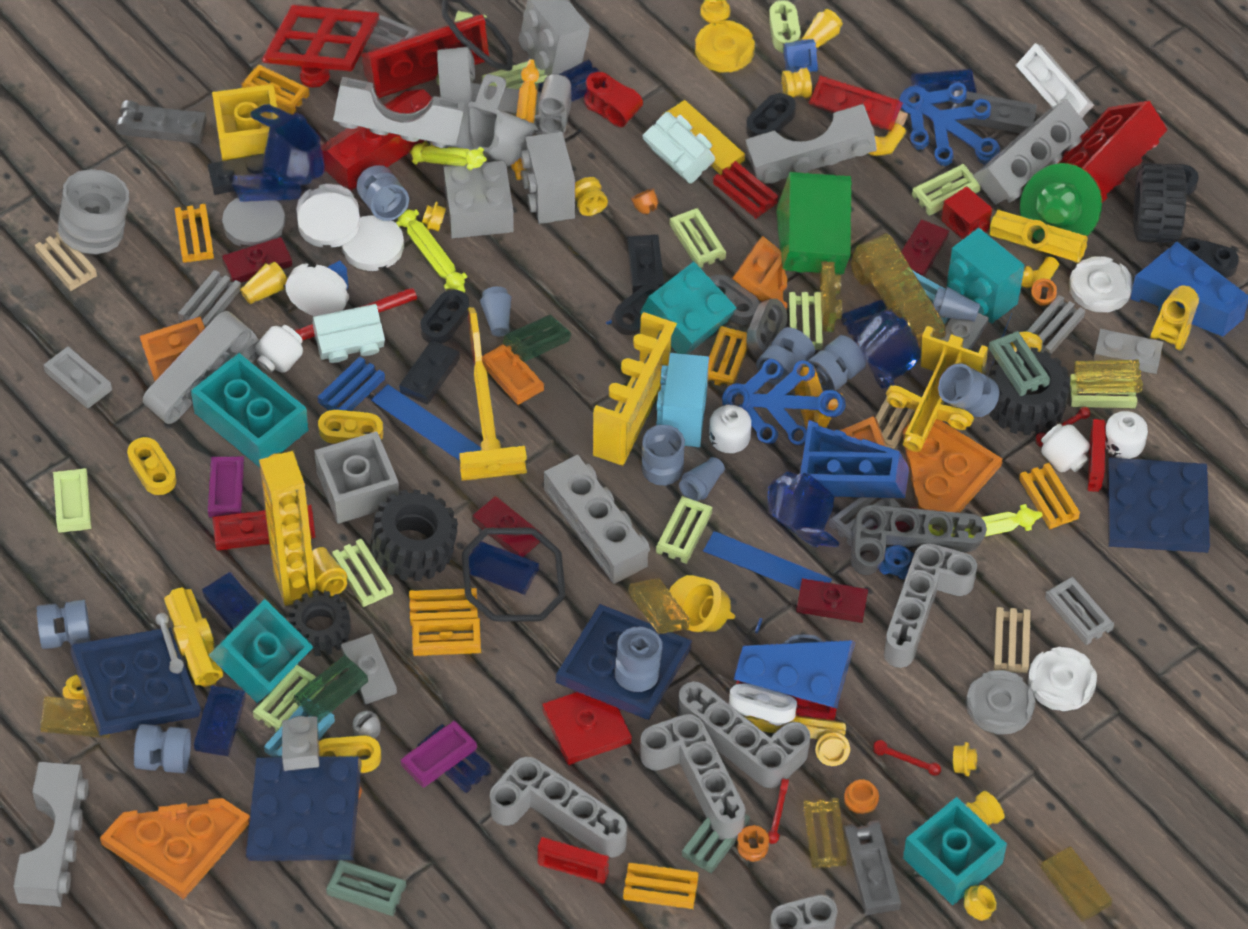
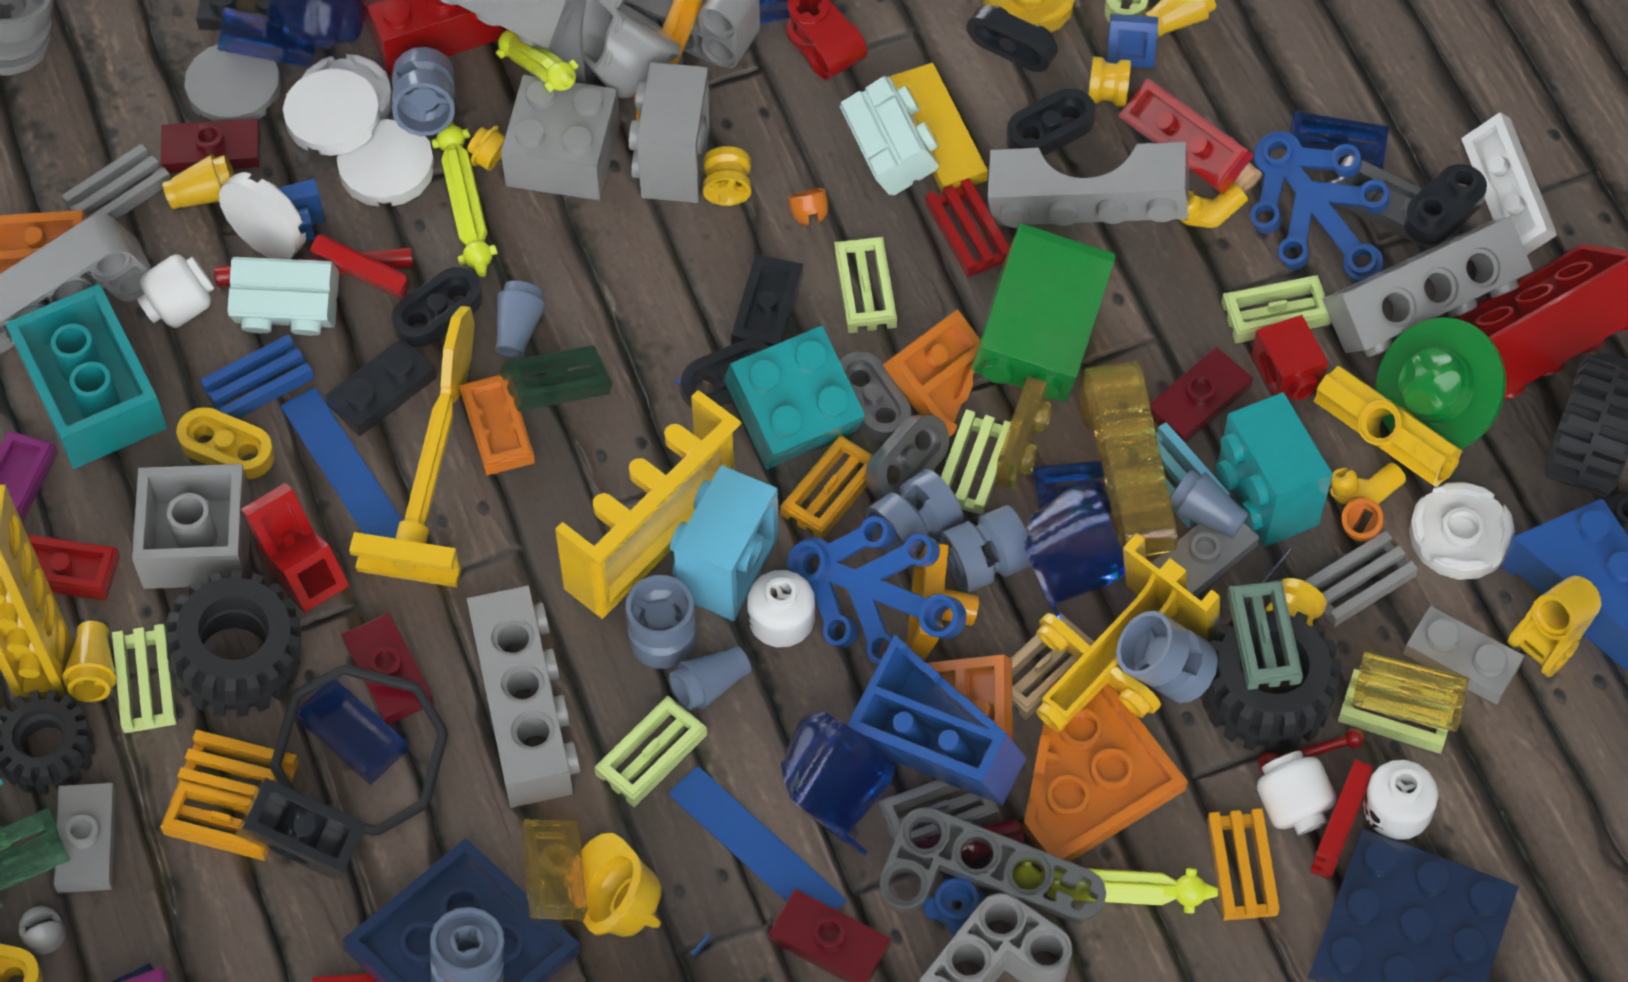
camera: 20 degrees right, 5 degrees up
(191, 214) = (147, 50): light orange tile -> none
(392, 304) = (361, 266): none -> red tile
(424, 474) = (293, 550): none -> red brick
(503, 622) = (300, 829): none -> black brick
(727, 73) = (1012, 38): none -> black plate
(1027, 98) = (1448, 200): none -> black plate

